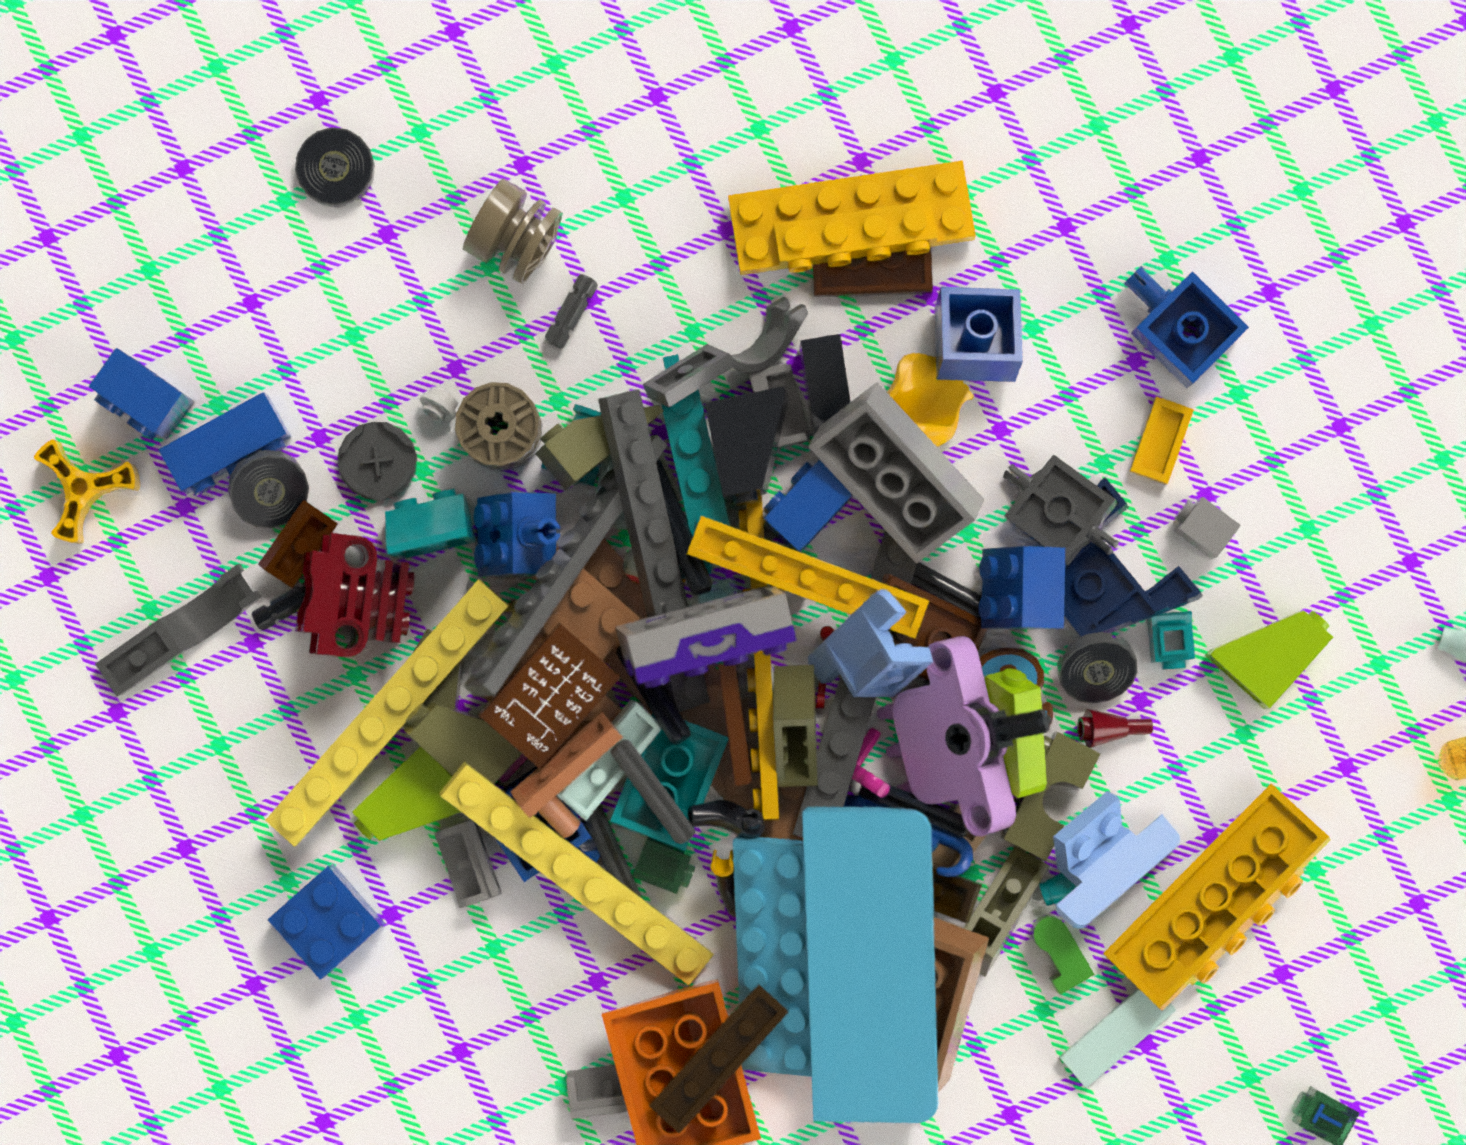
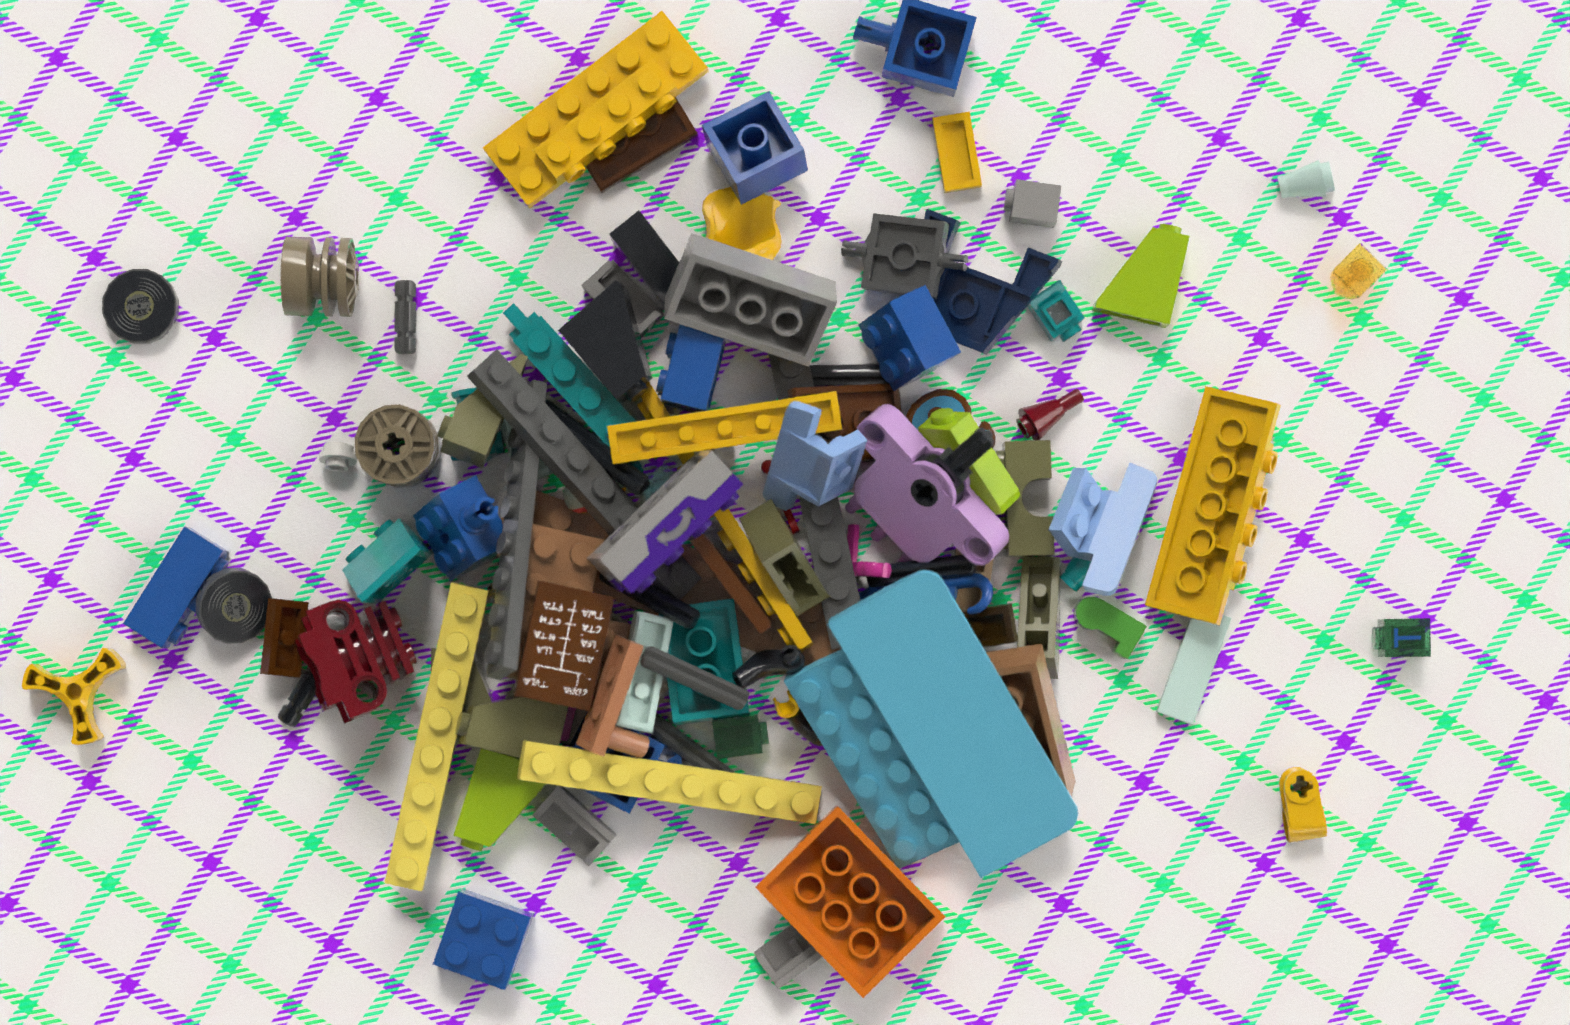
camera: 25 degrees left, 0 degrees up
(147, 398) = (81, 584): blue brick -> none
(178, 632) = (224, 767): dark grey piece -> none
(377, 460) = (312, 531): dark grey tile -> none
(712, 362) = (544, 294): dark grey piece -> none
(718, 1058) = (872, 869): dark brown plate -> none
(1097, 668) = (1008, 370): black tile -> none

